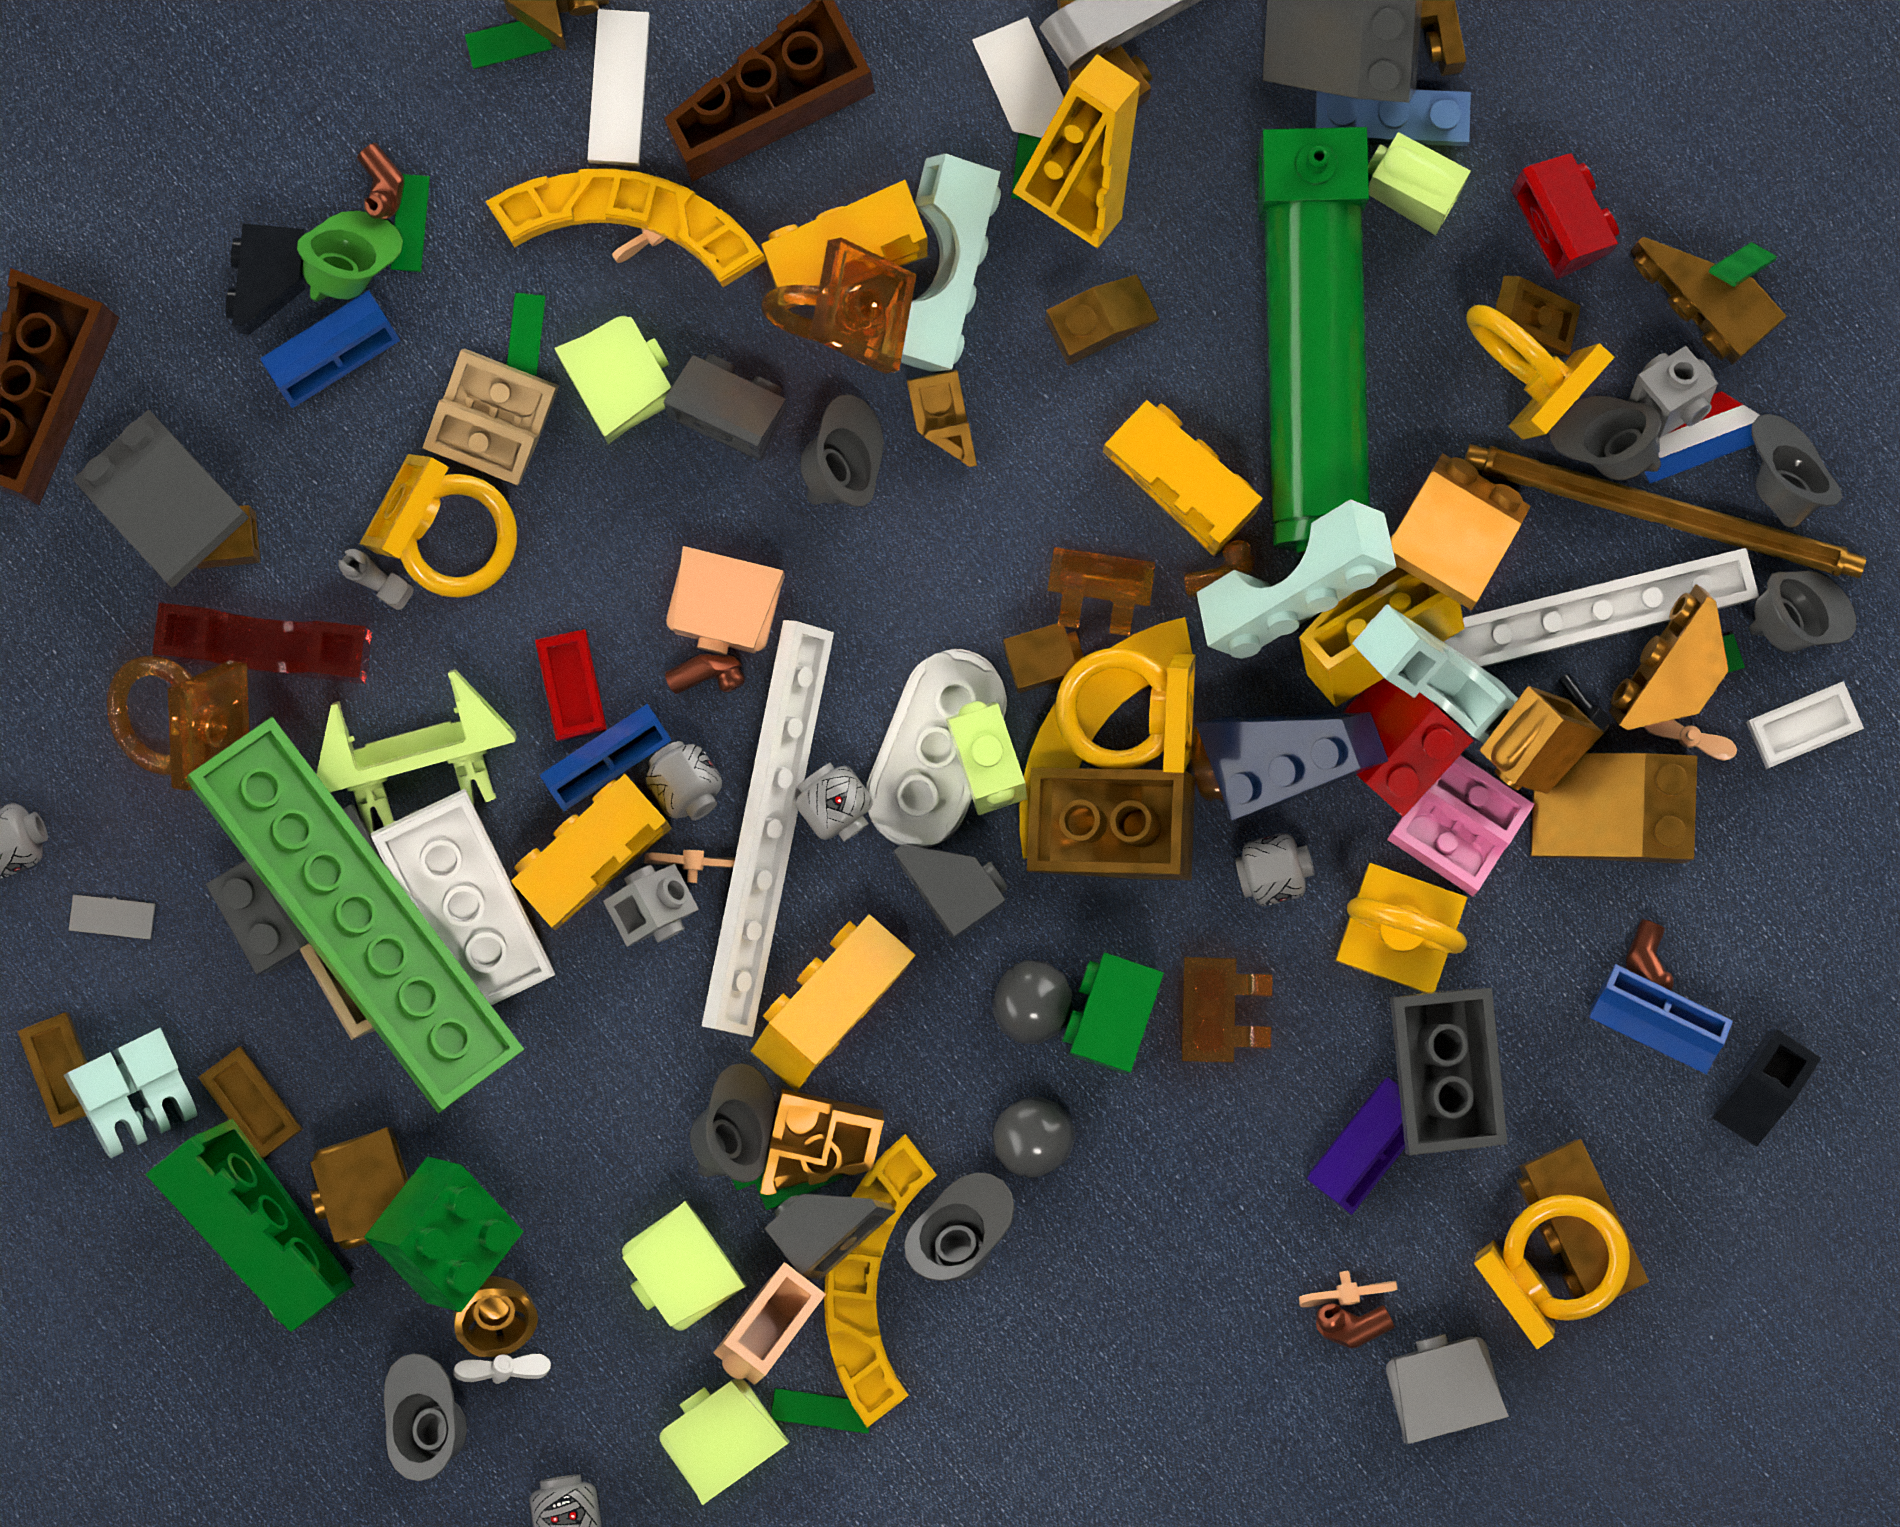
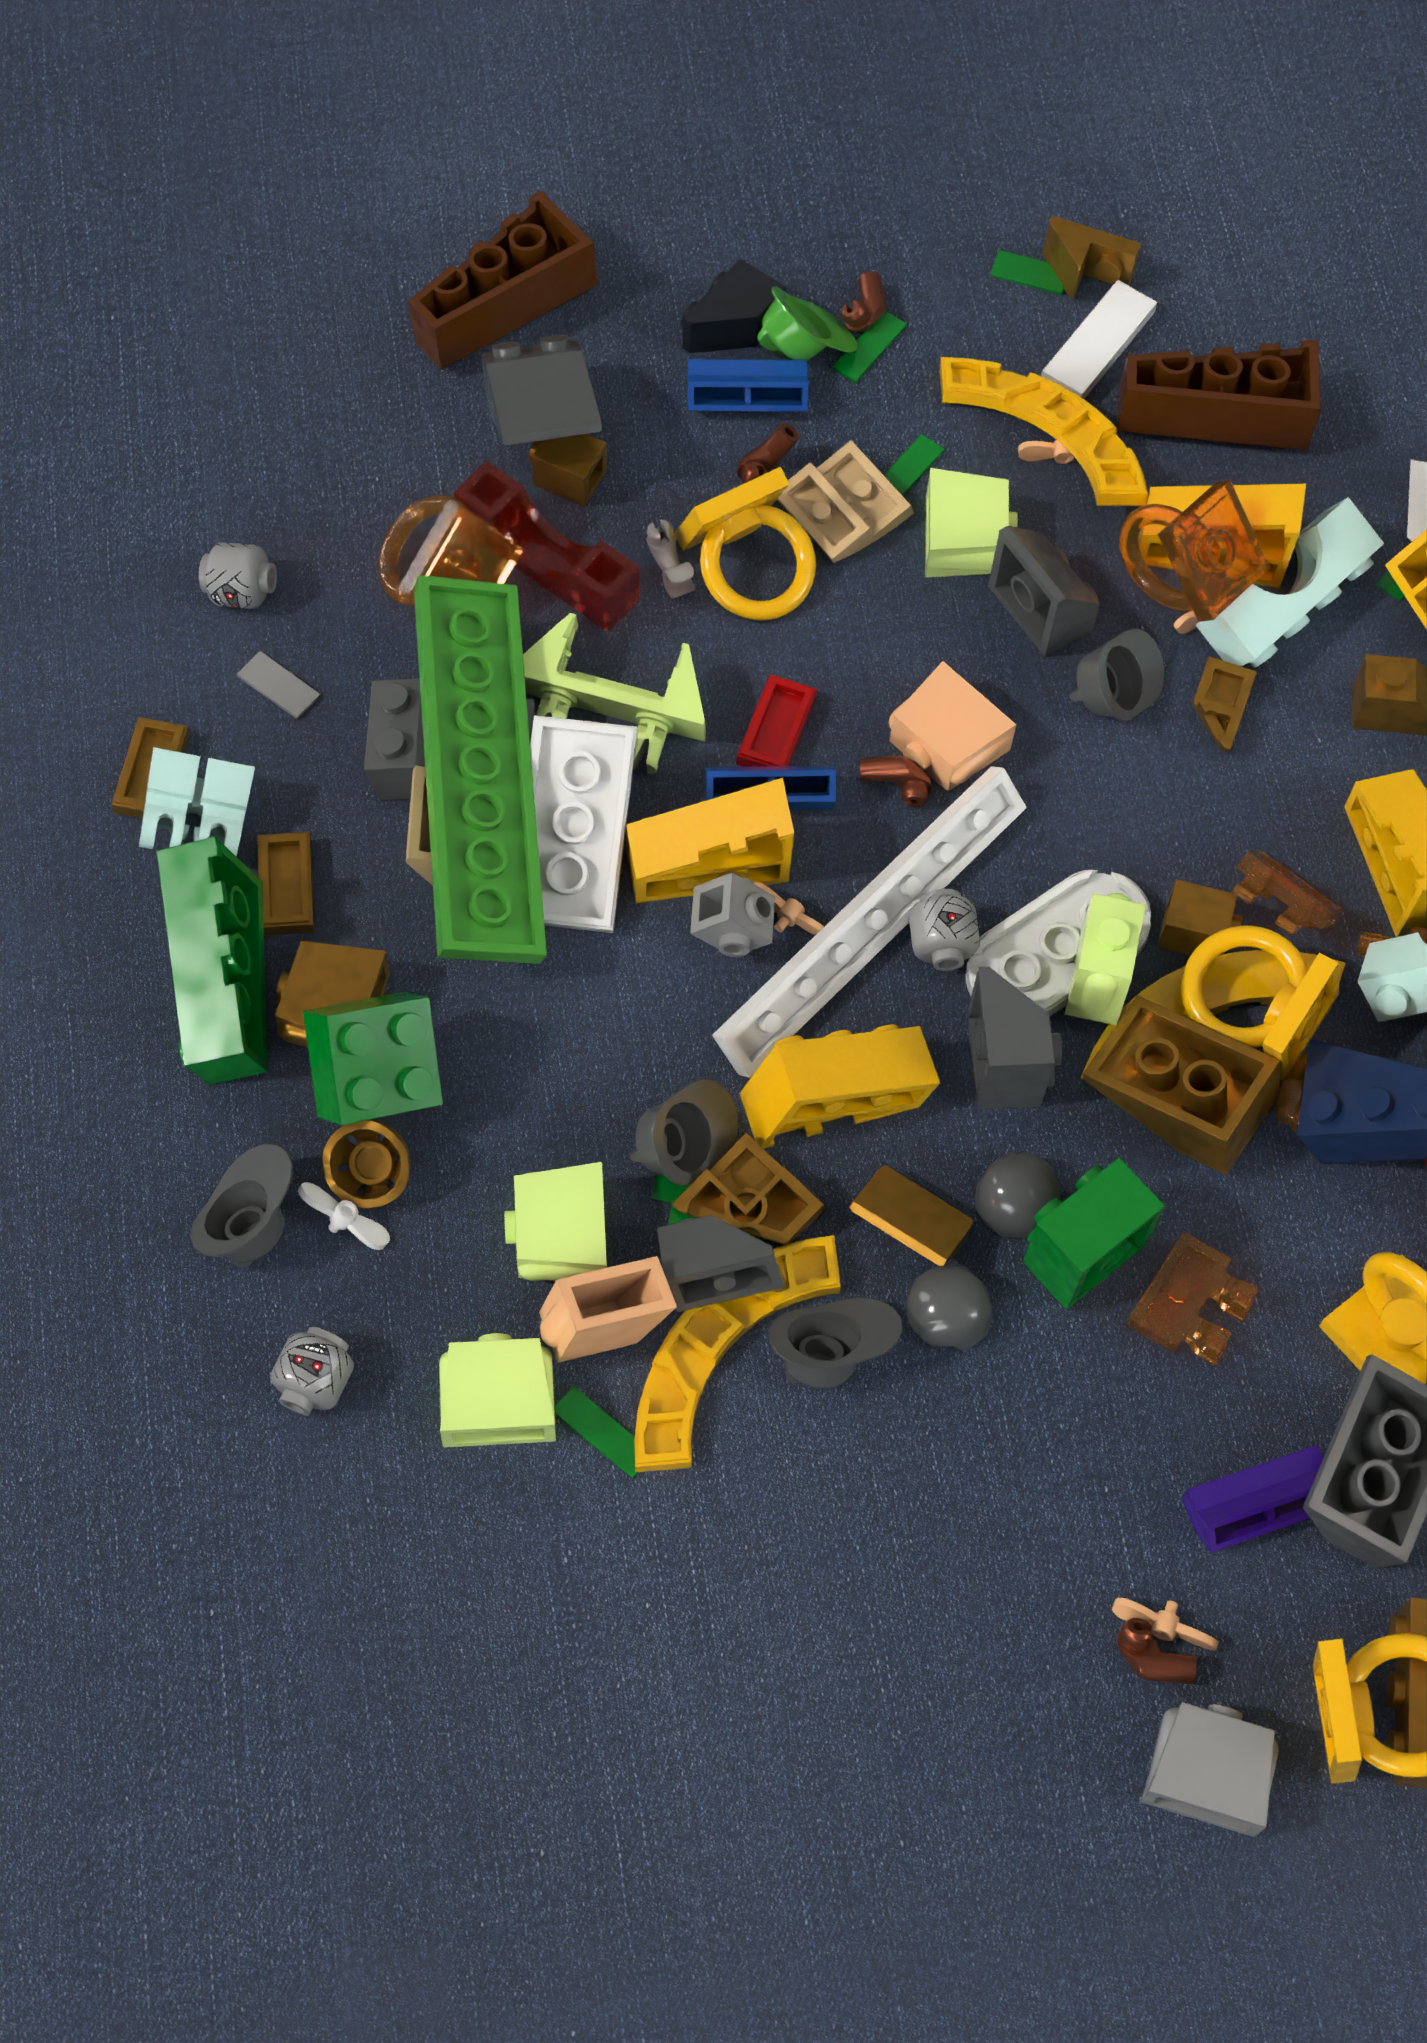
camera: 30 degrees right, 20 degrees down
(392, 413) = (767, 454): none -> copper arm
(683, 781) = (823, 840): light grey head -> none
(959, 1081) = (912, 1215): none -> pearl gold slope
(1274, 869) = (1309, 1207): light grey head -> none

